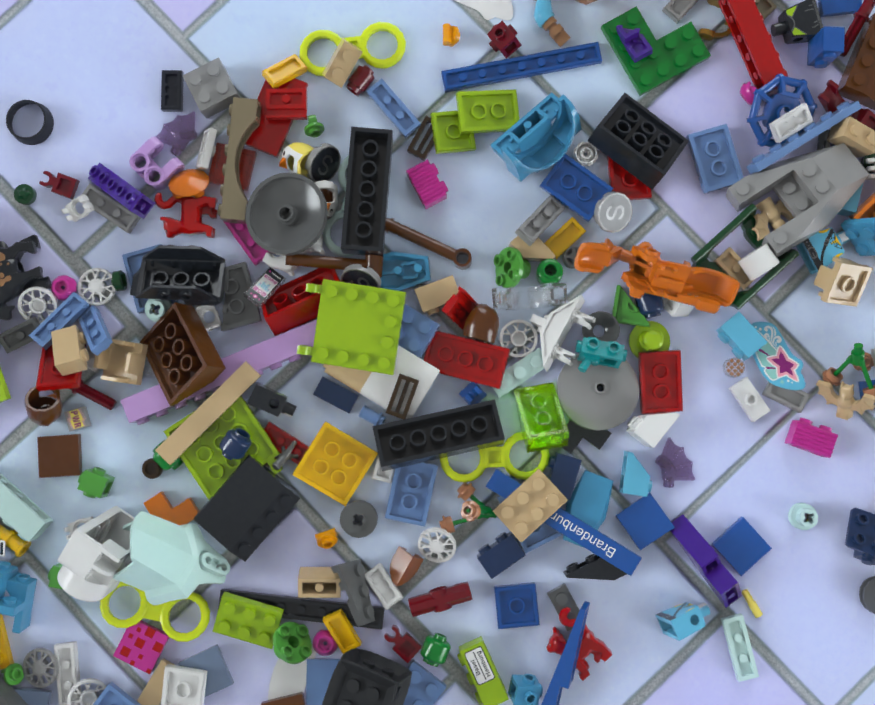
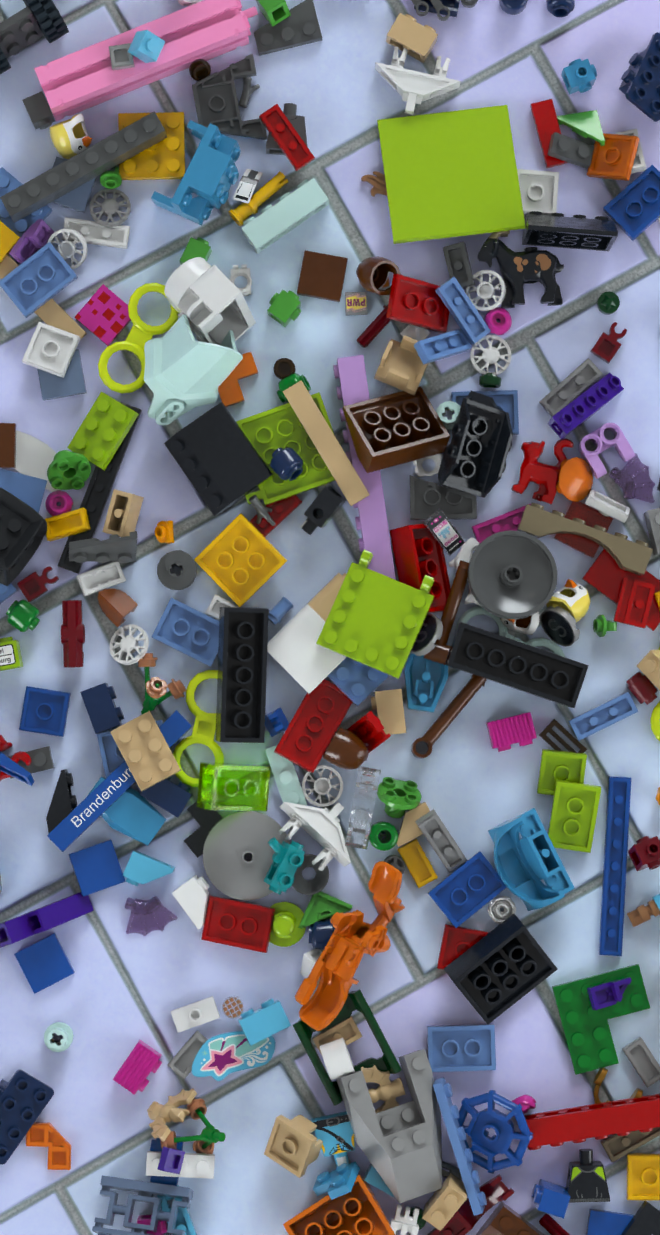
camera: 95 degrees right, 0 degrees up
(69, 350) = (427, 316): tan brick -> none
(71, 208) = (579, 348): white piece -> none
(336, 394) = (312, 578): dark blue tile -> none
(396, 413) = (307, 657): dark brown tile -> none
(613, 212) = (430, 921): tile -> none
(791, 123) = (477, 1135): white plate -> none

